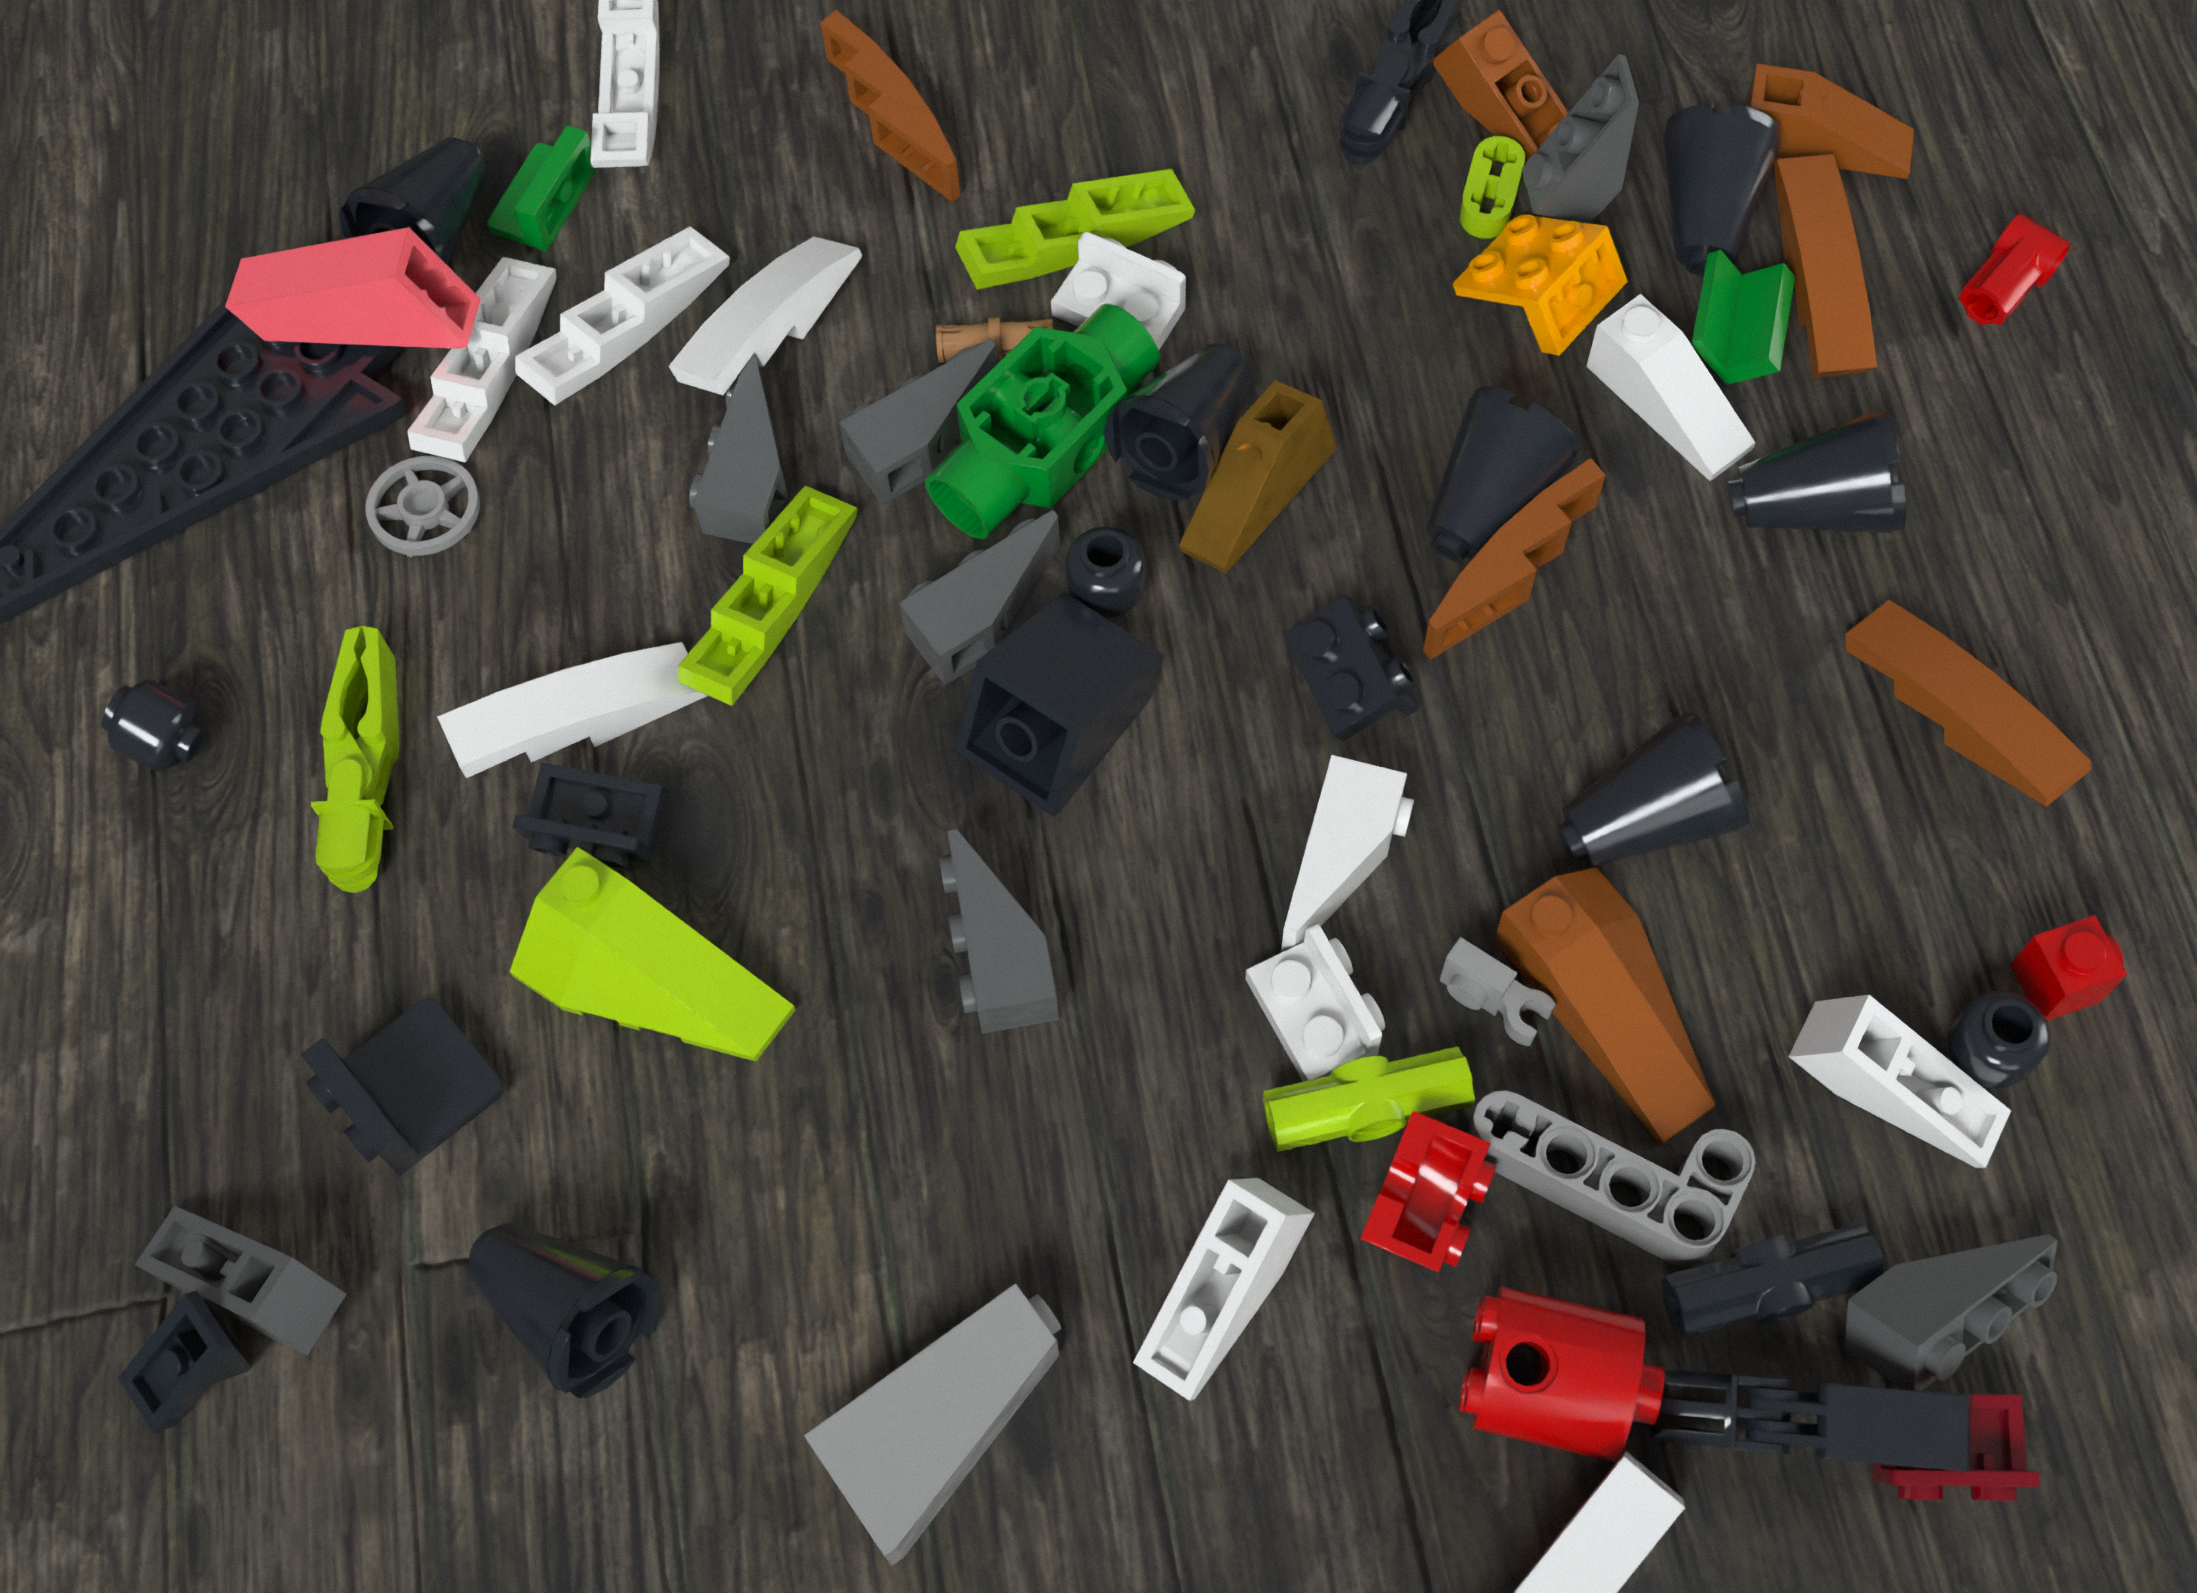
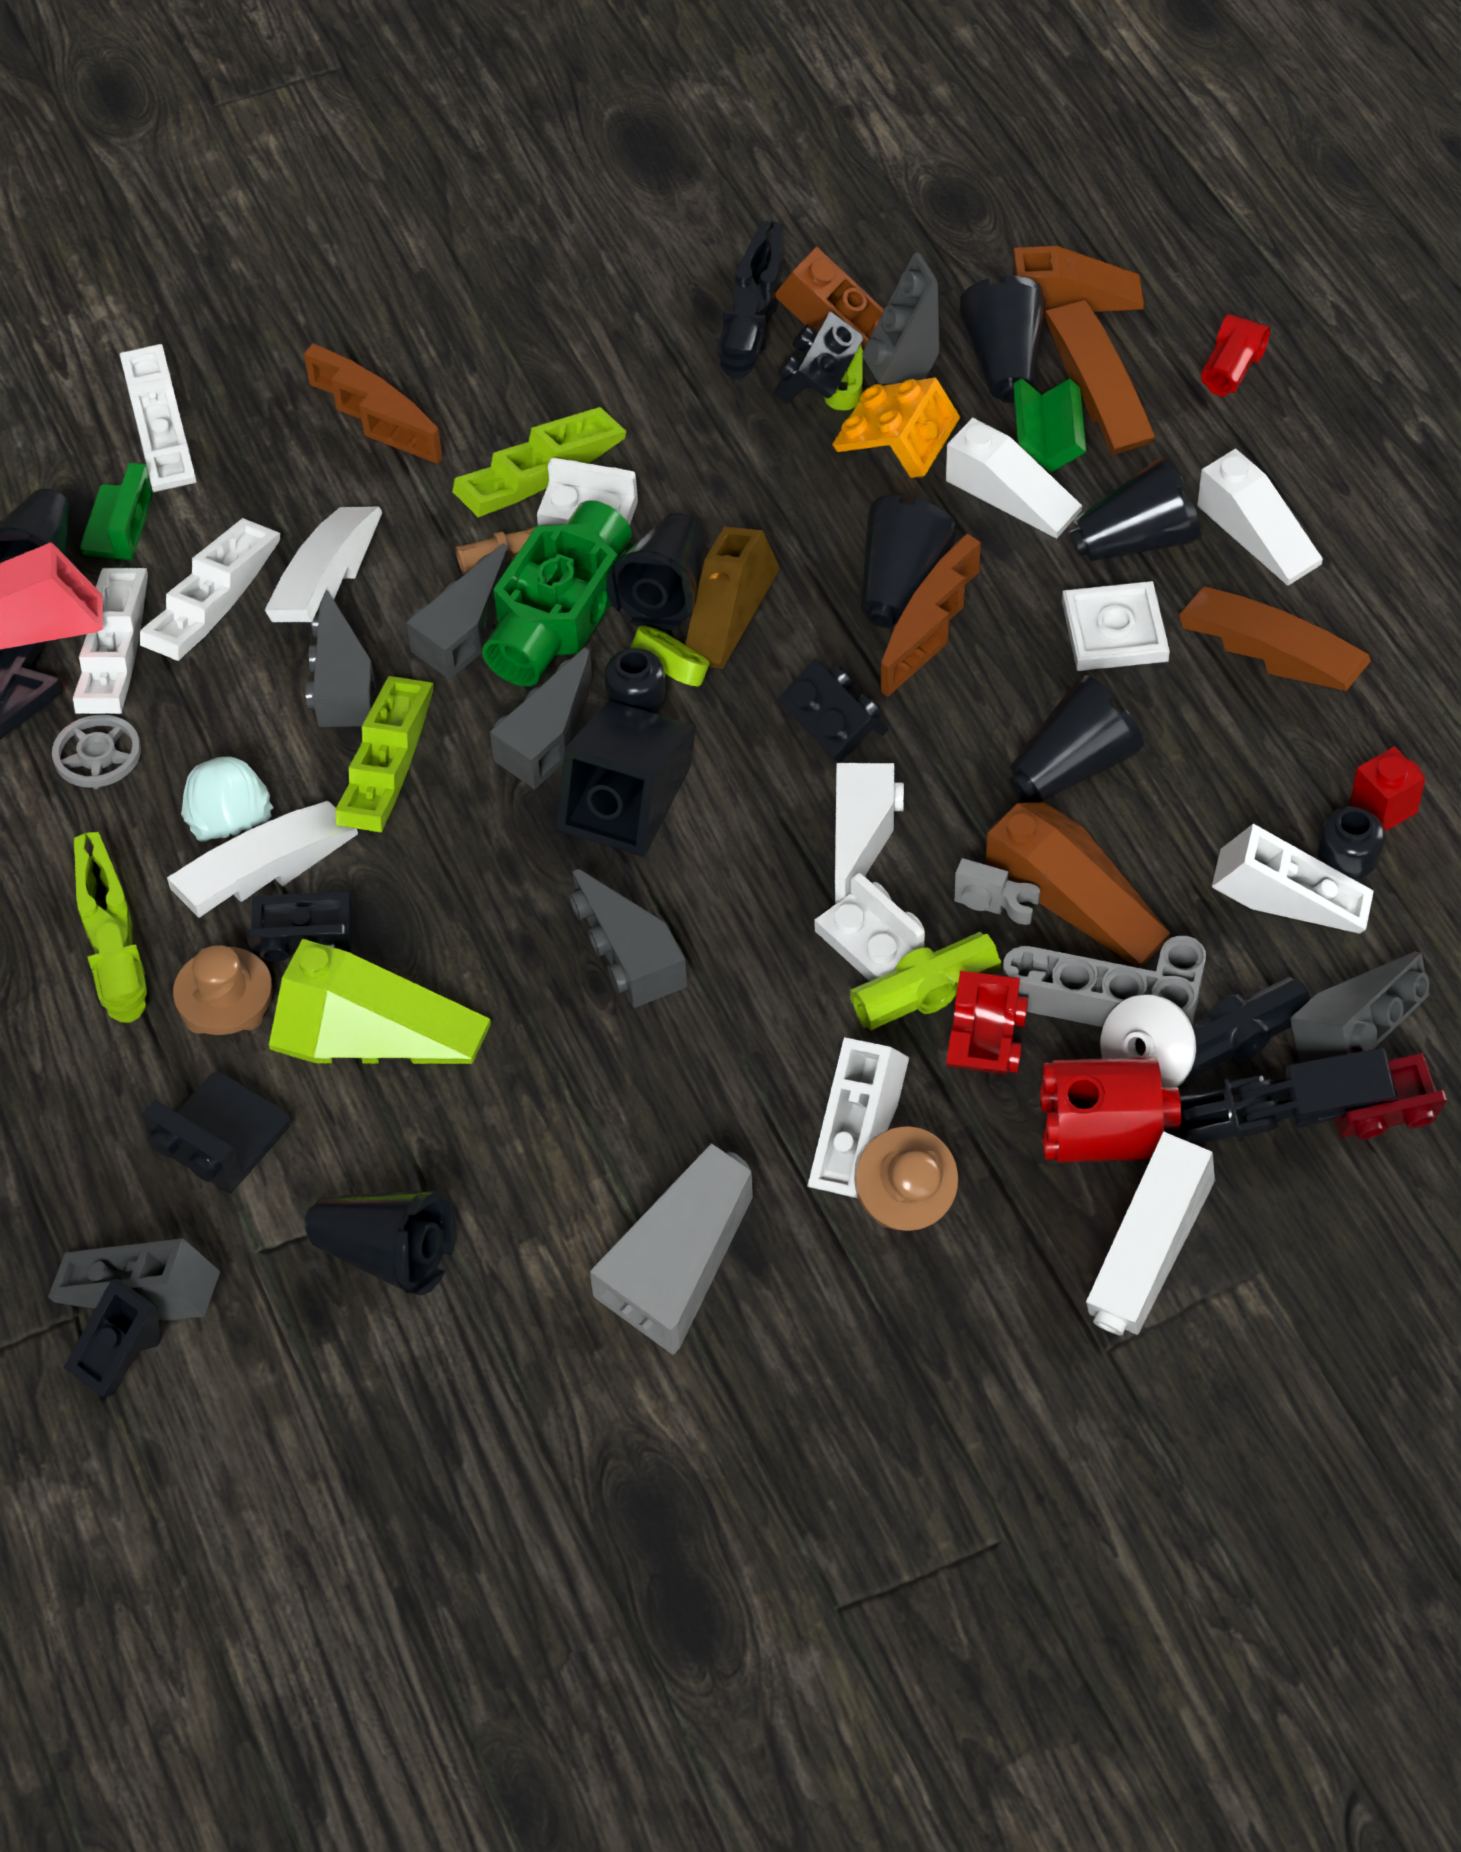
camera: 15 degrees left, 10 degrees down
(474, 882) = (223, 991): none -> medium nougat plate
(553, 613) = (224, 799): none -> light aqua hair
(1166, 543) = (678, 659): none -> lime beam
(1261, 1398) = (906, 1178): none -> medium nougat plate
(1466, 164) = (820, 358): none -> black bracket
(1659, 1263) = (1161, 1027): none -> white dish
(1756, 628) = (1115, 626): none -> white tile
(1986, 515) = (1256, 516): none -> white slope

